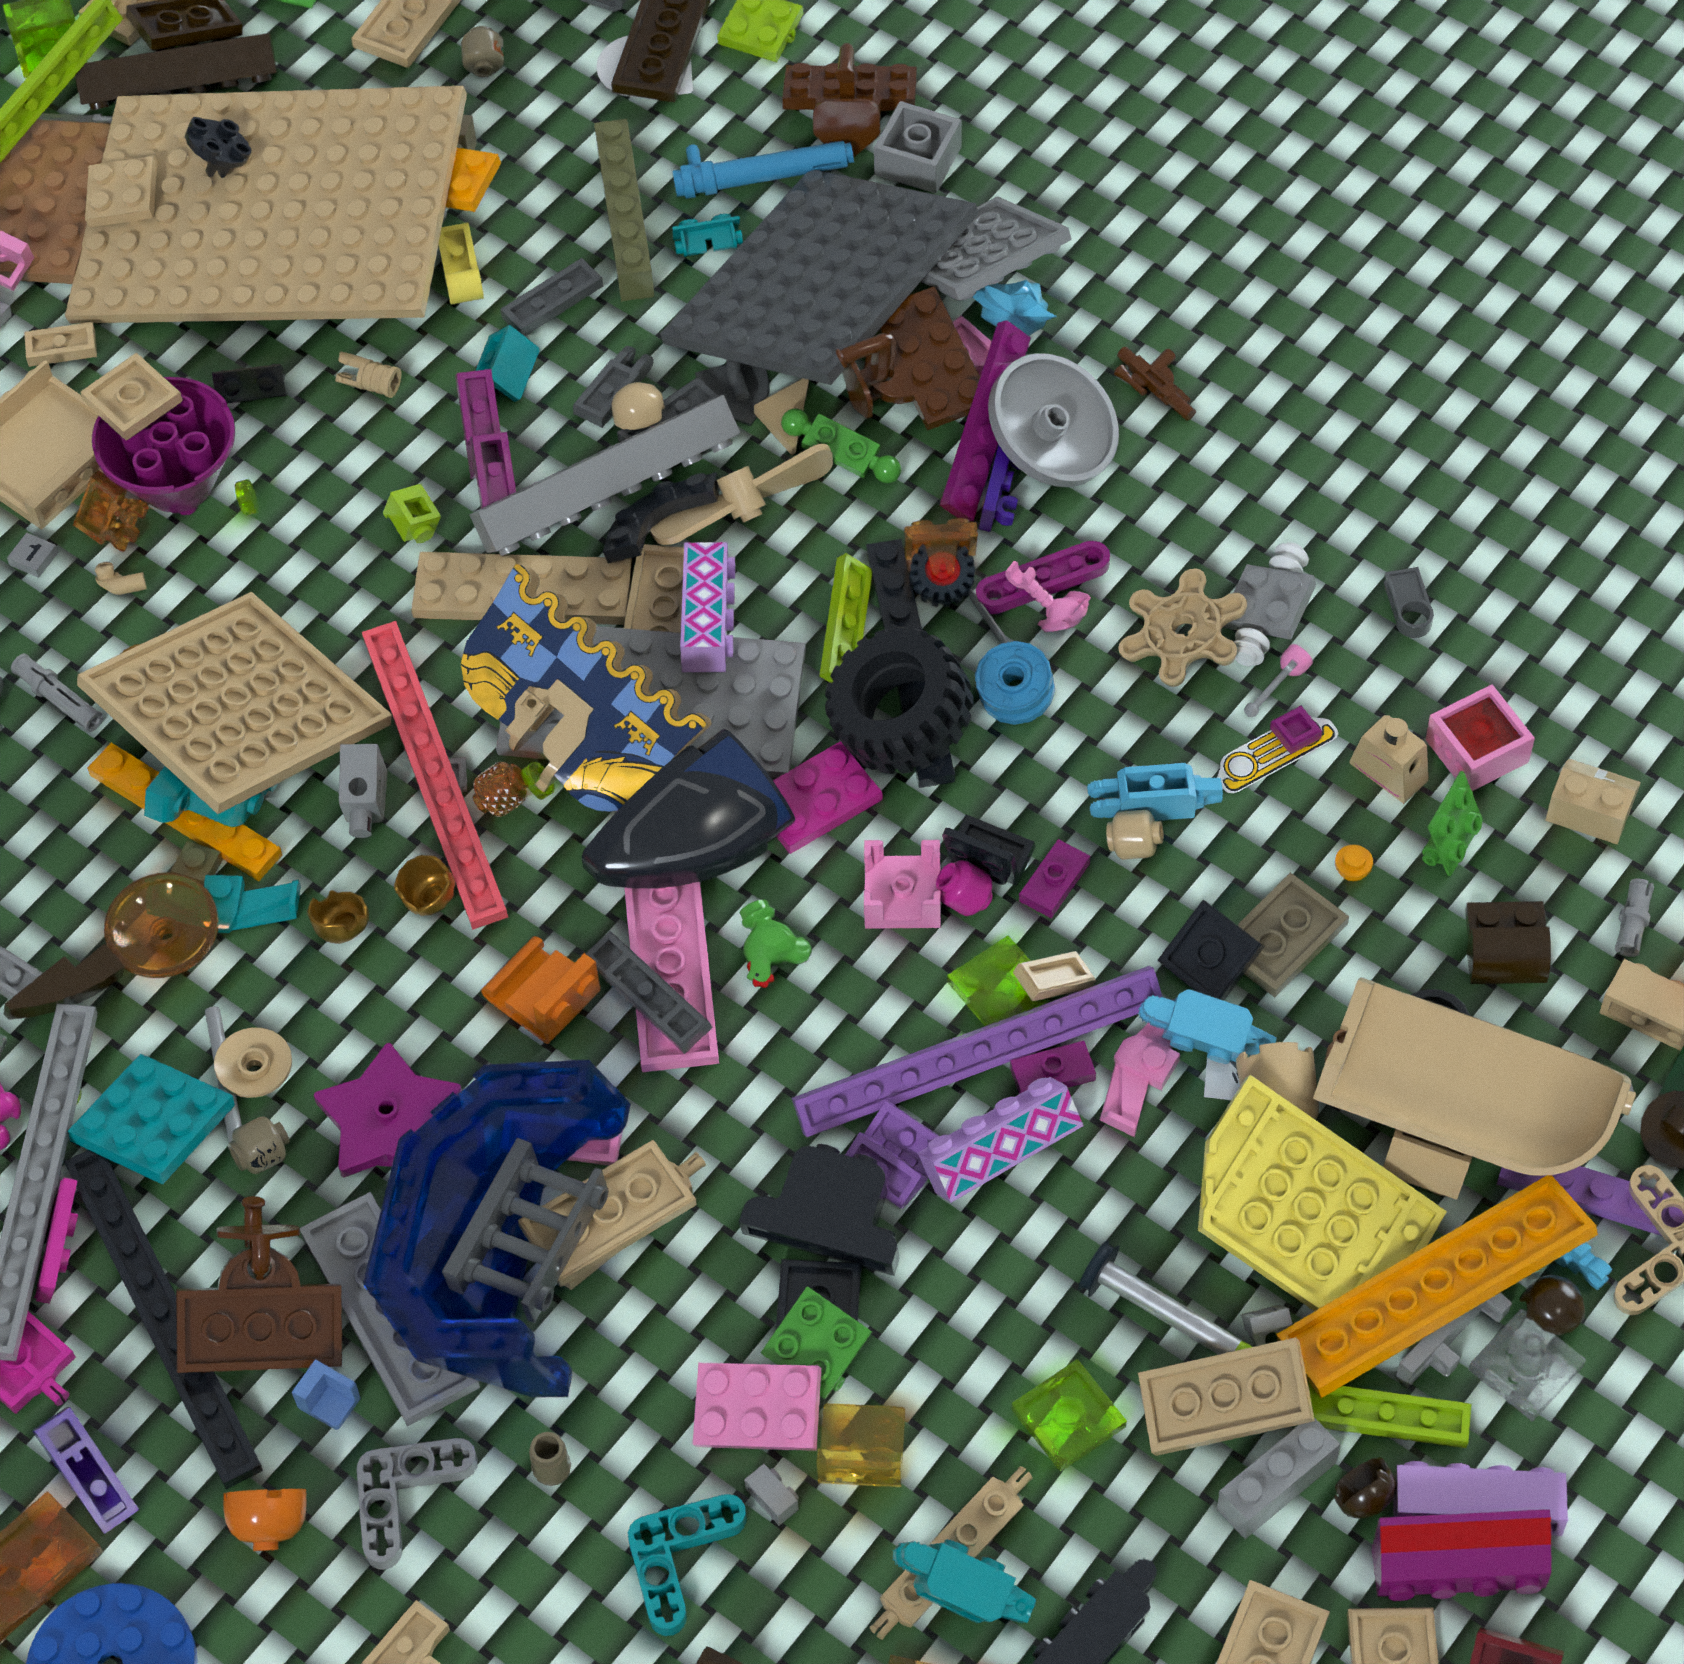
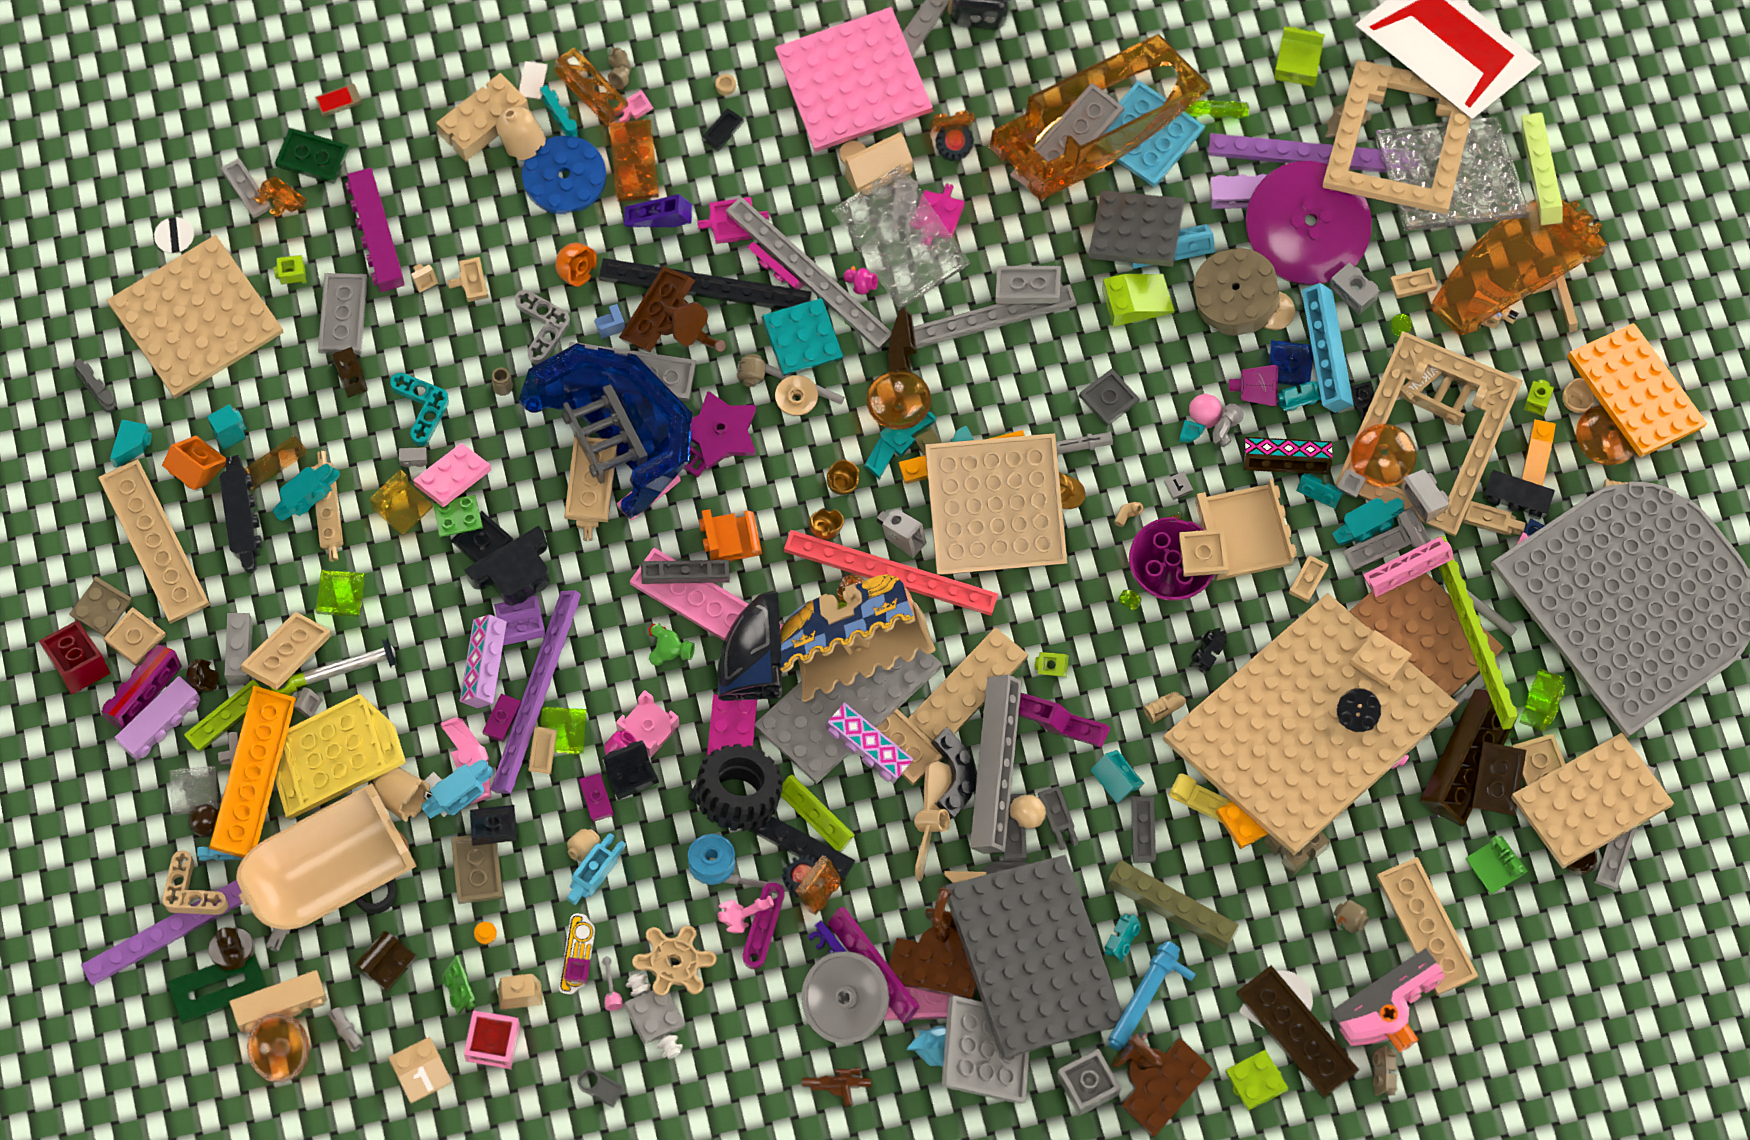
camera: 125 degrees right, 10 degrees up
(848, 447) = (921, 892): bright green plate -> none

